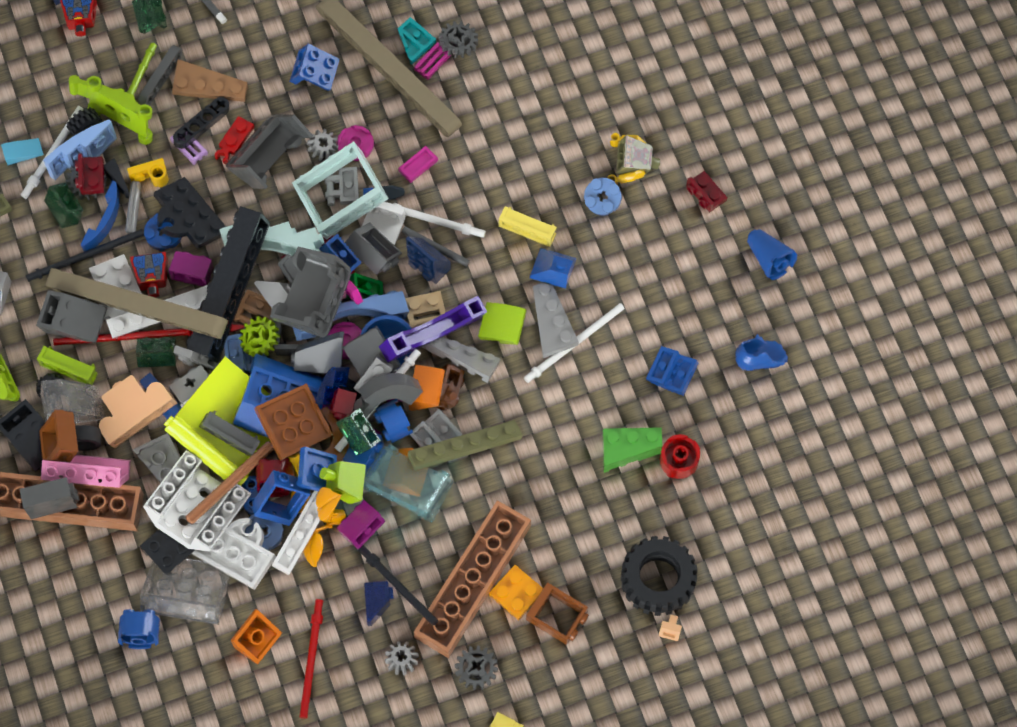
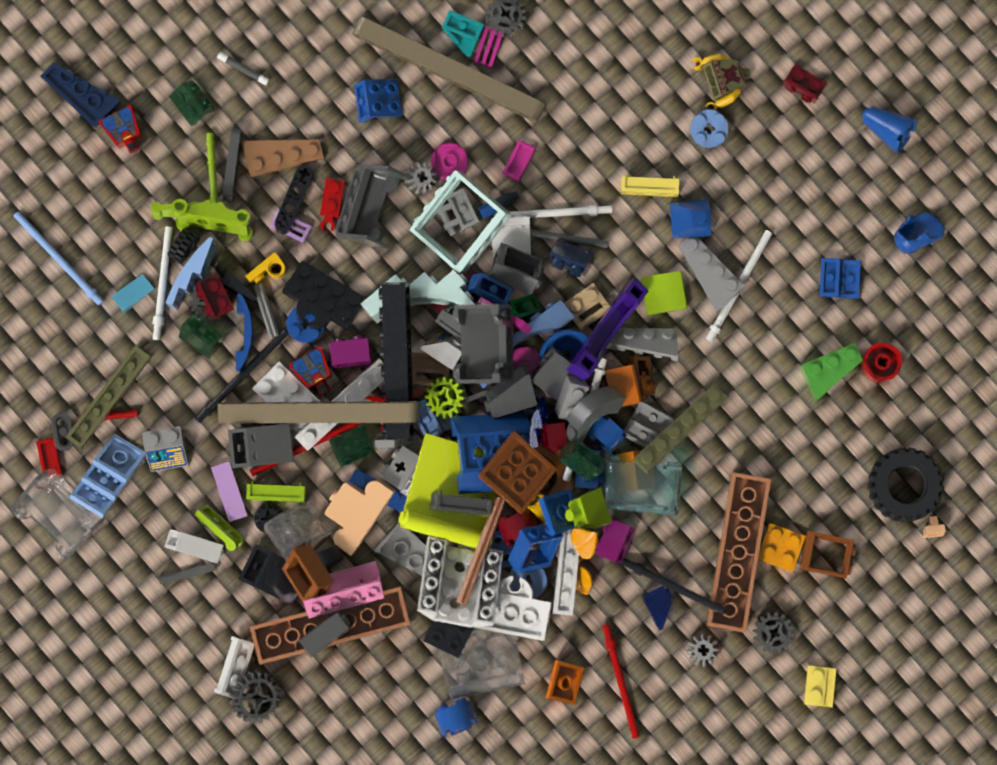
camera: 15 degrees left, 15 degrees up
(26, 351) = (229, 491): none -> lavender tile

